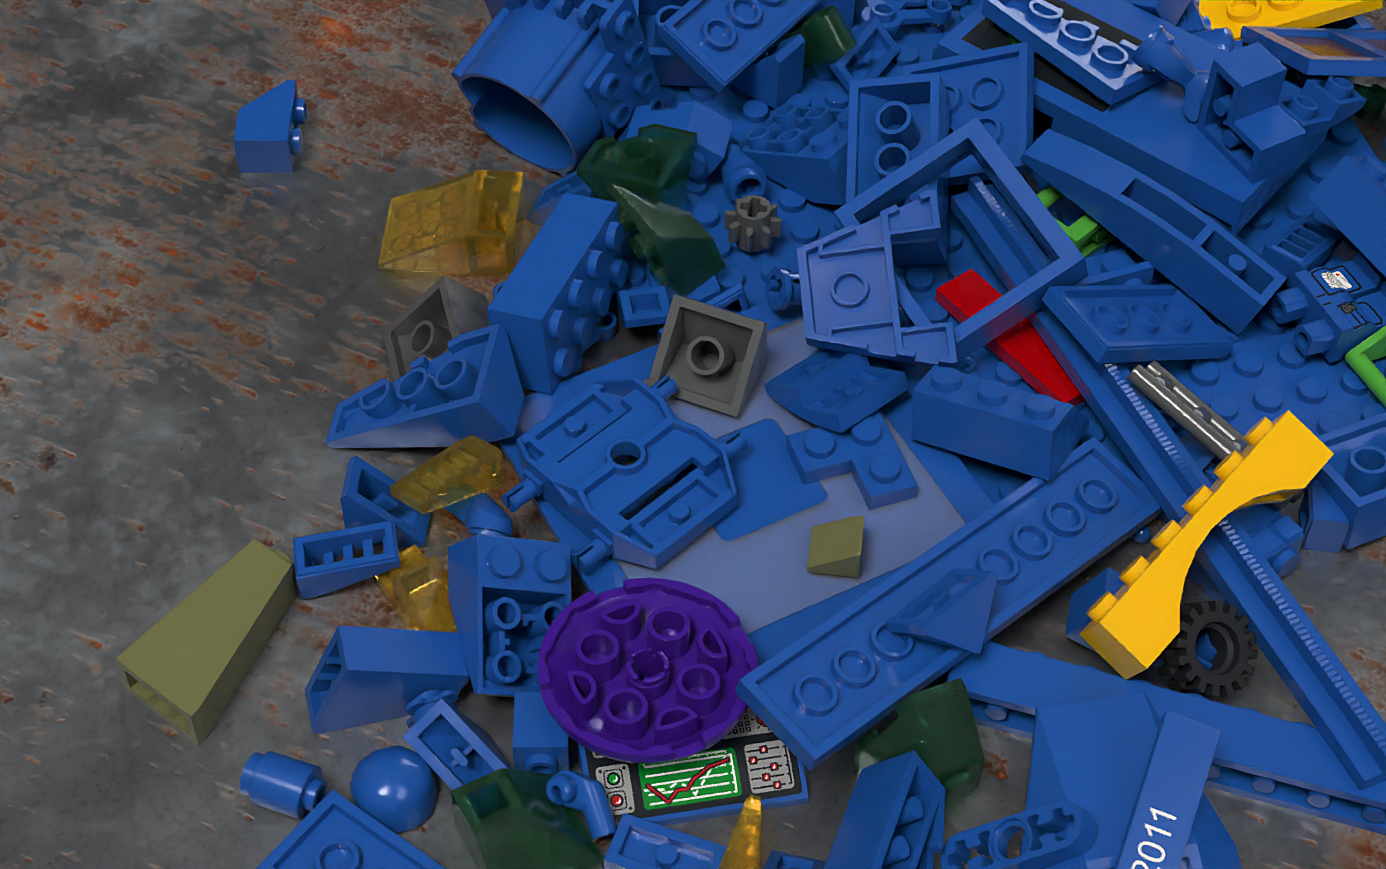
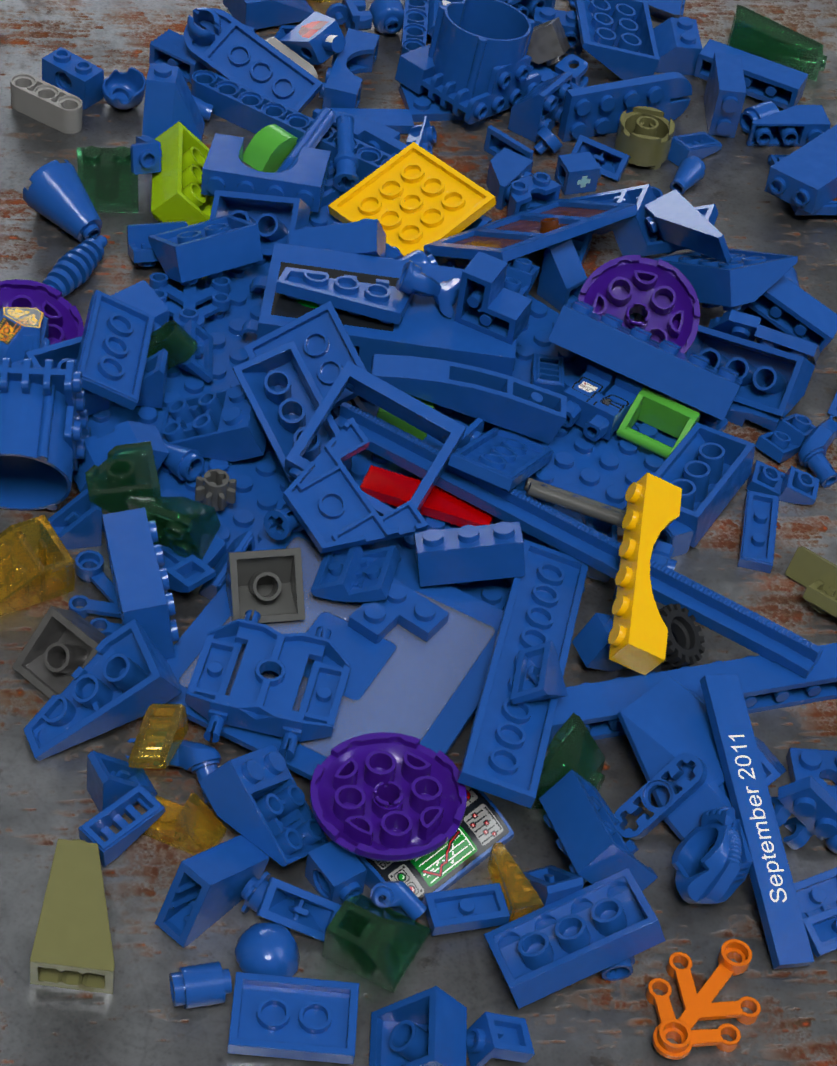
camera: 40 degrees left, 5 degrees down
(836, 547) = (431, 671): olive slope -> none

